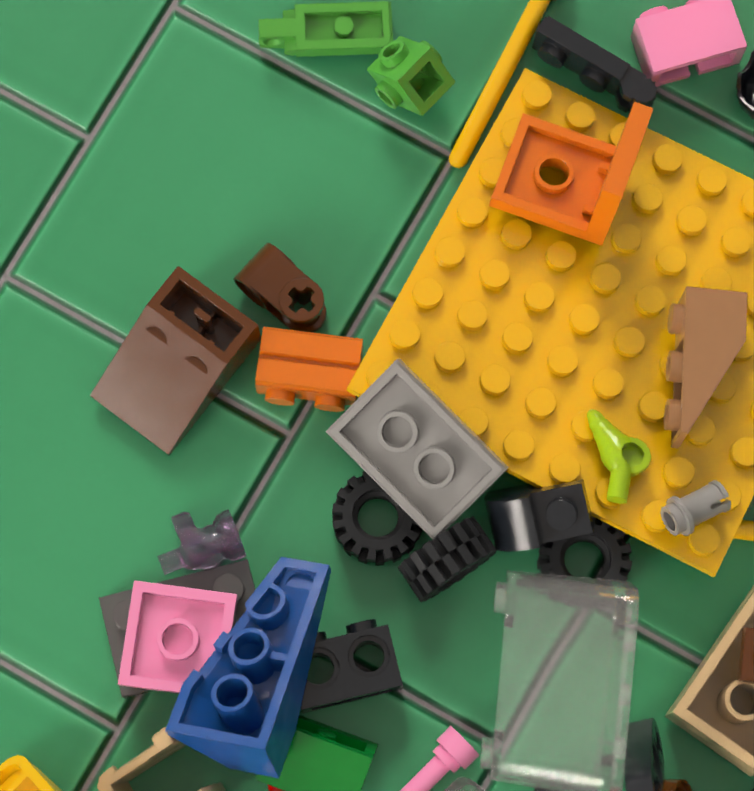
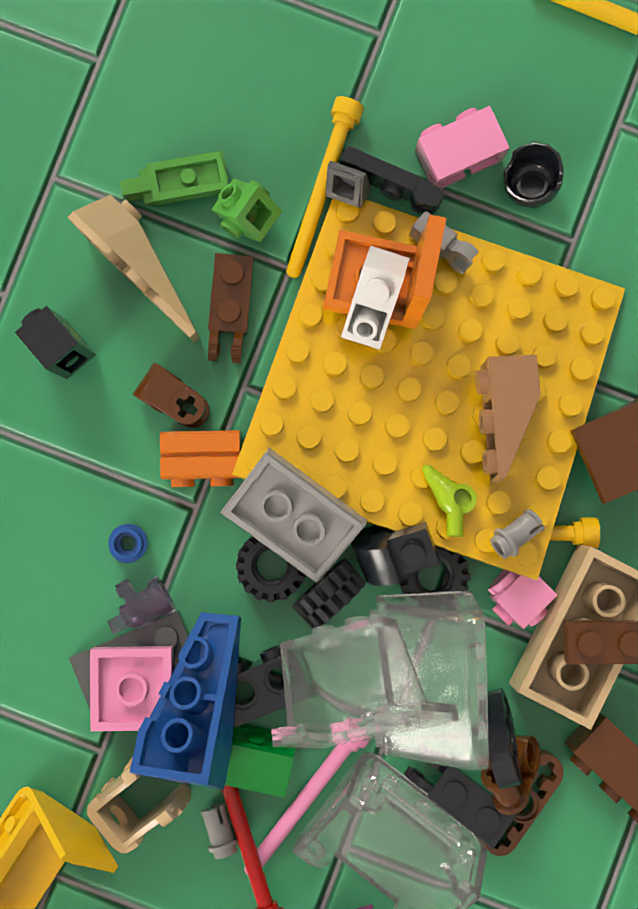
camera: 10 degrees left, 10 degrees up
(151, 198) = (54, 342): none -> black brick
(175, 360) = (96, 466): reddish brown slope -> none
(190, 451) = (116, 543): none -> blue plate
(251, 94) = (122, 240): none -> tan wedge
(372, 186) = (230, 303): none -> reddish brown hinge
(463, 672) = (353, 686): none -> clear windscreen
(540, 62) = (347, 184): none -> dark grey slope
(555, 195) = (375, 297): none -> white slope
(656, 153) = (455, 251): none -> light grey bar
(692, 603) = (520, 598): none -> bright pink brick

